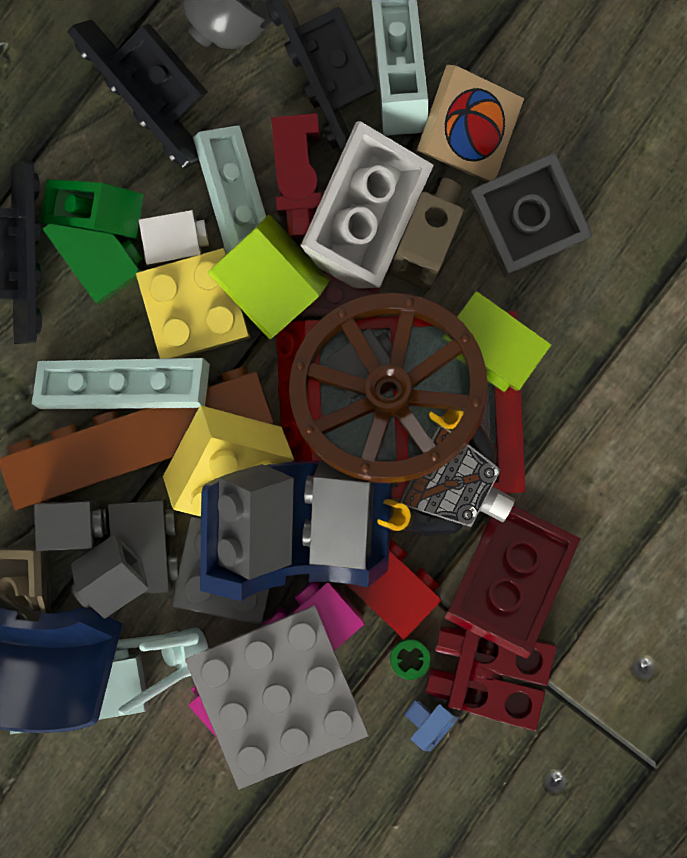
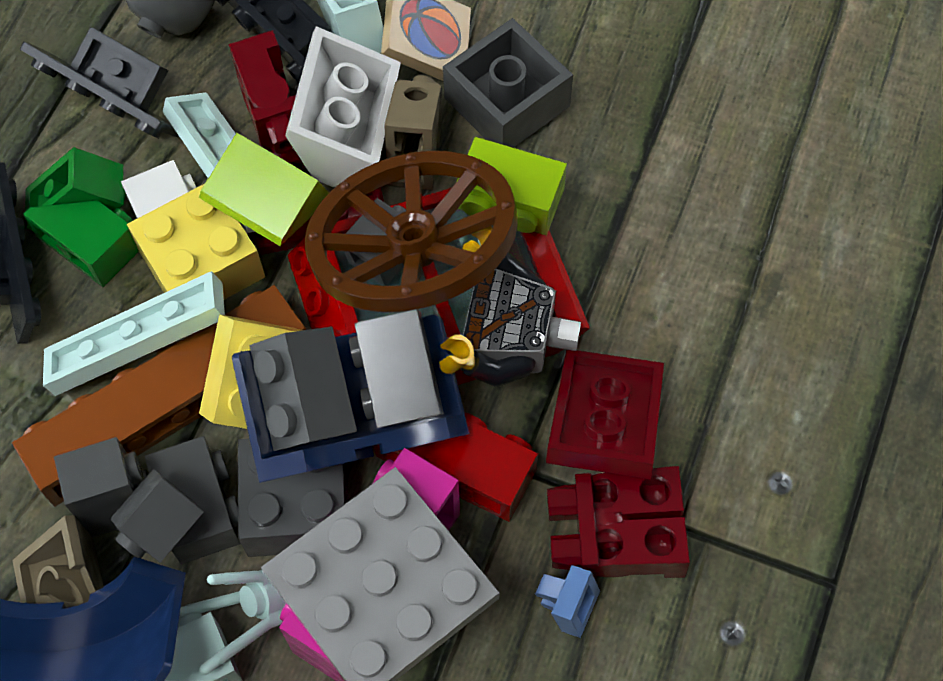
camera: 15 degrees left, 25 degrees down
(411, 672) = (517, 525): green bush -> none

